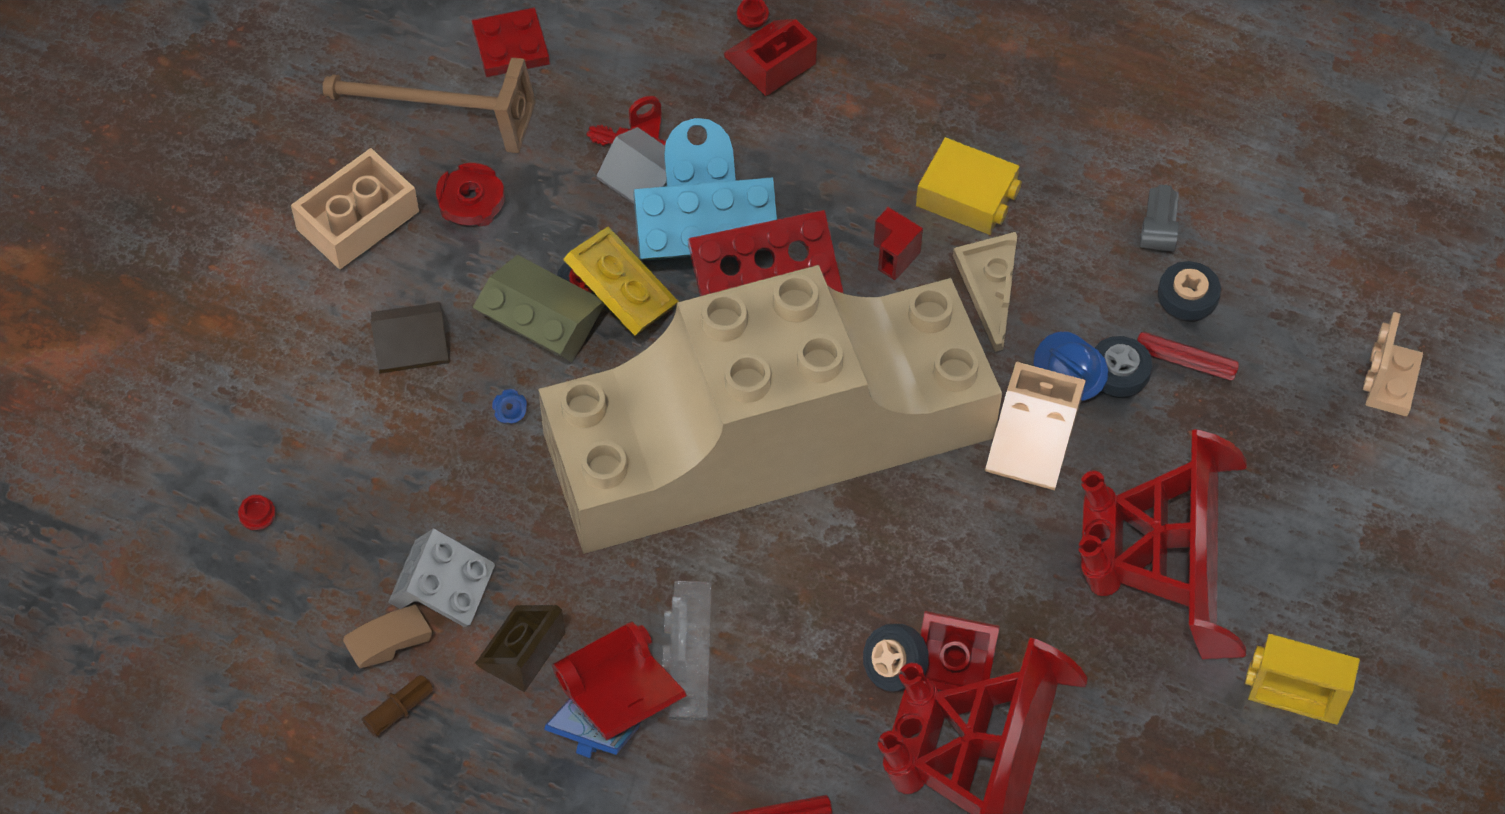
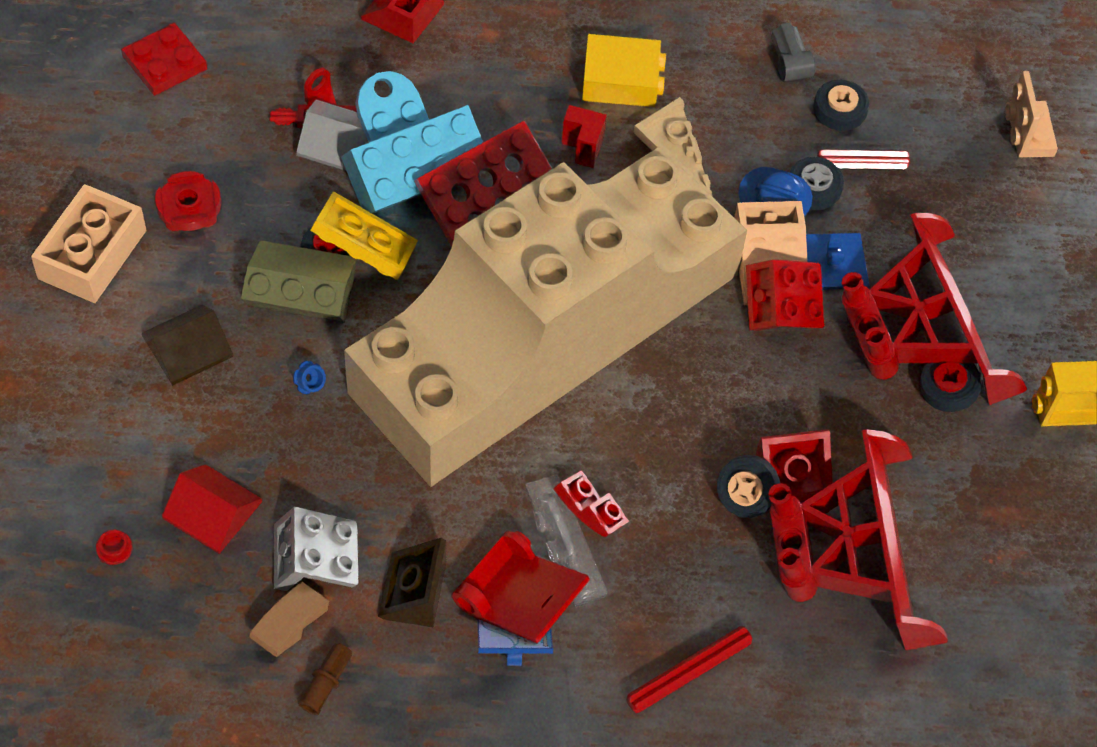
camera: 25 degrees left, 0 degrees up
(362, 502) = (209, 506): none -> red slope
(511, 107) = (194, 111): medium nougat tile -> none
(726, 621) = (596, 512): none -> red slope
(1029, 474) = (784, 295): none -> red bracket
(1104, 449) = (838, 256): none -> blue piece
(1154, 630) = (948, 395): none -> black wheel

